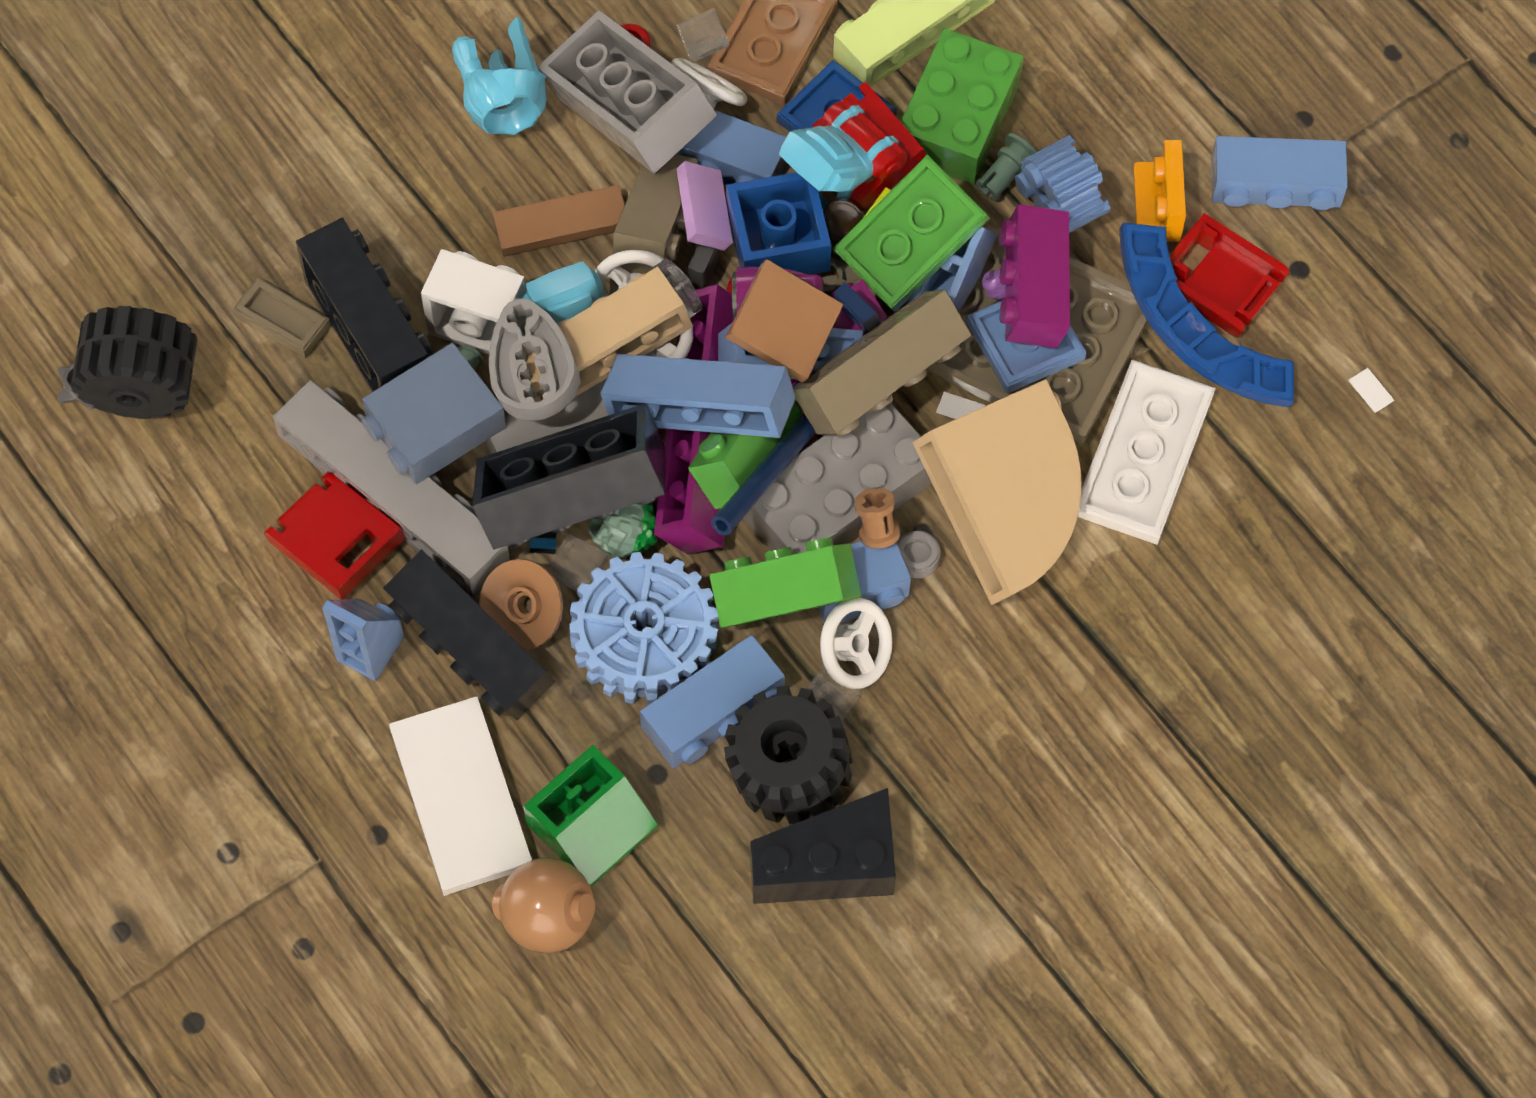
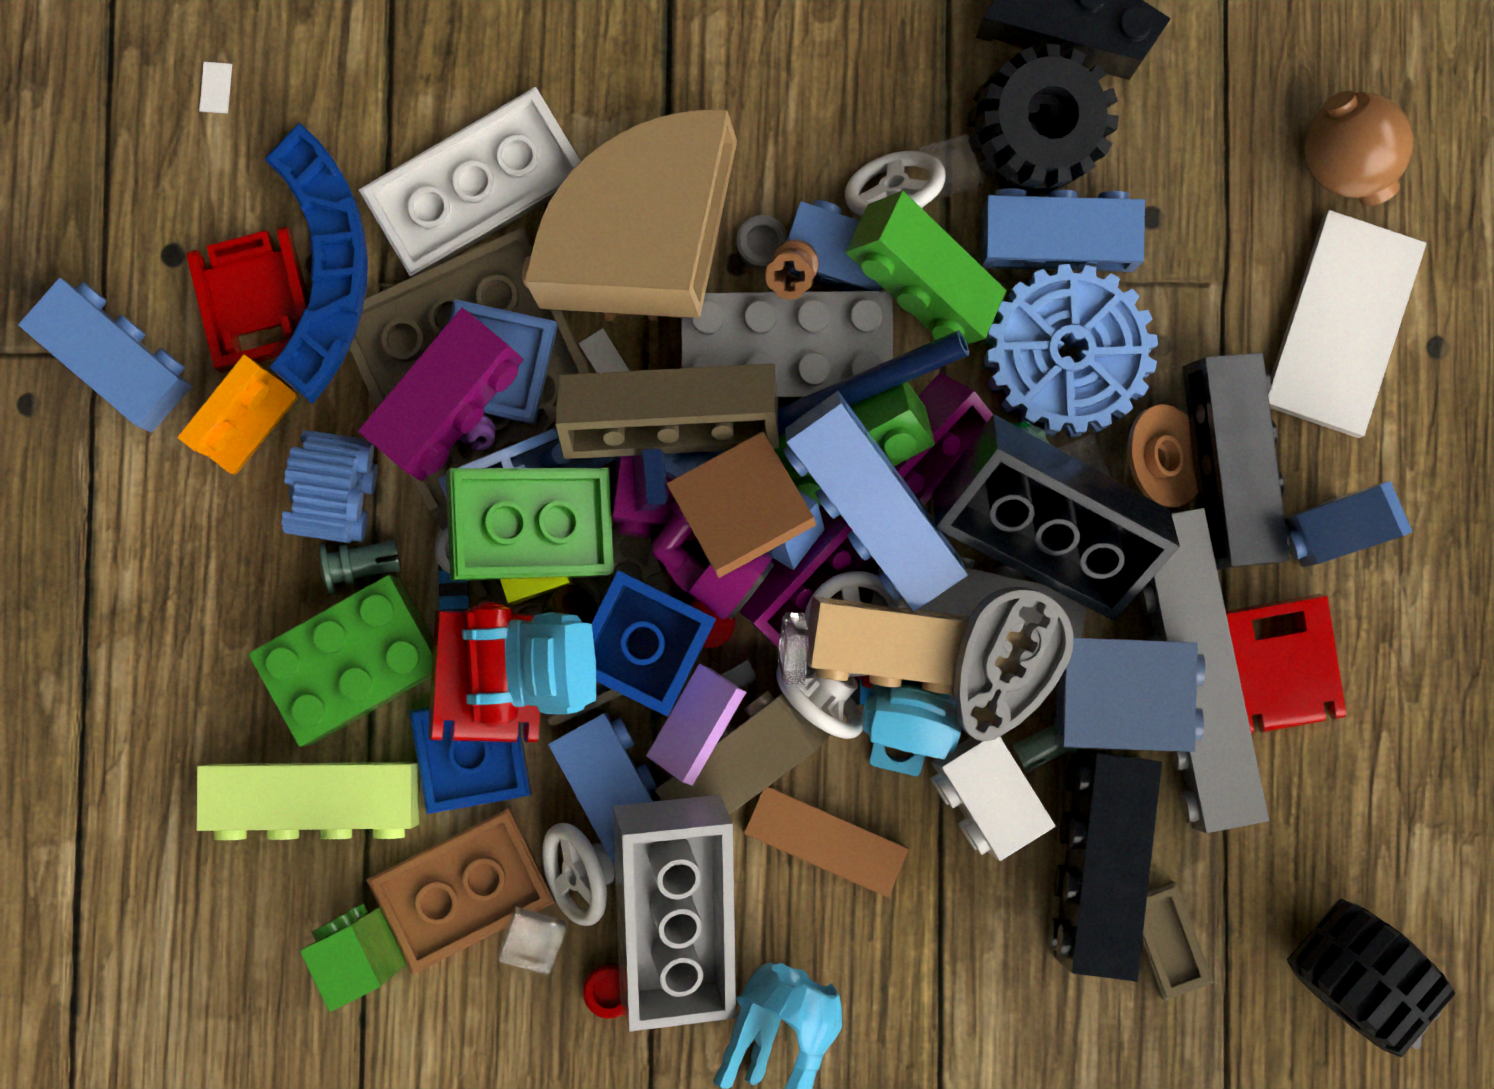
camera: 145 degrees left, 20 degrees up
(590, 815) = (1256, 207): slope -> none

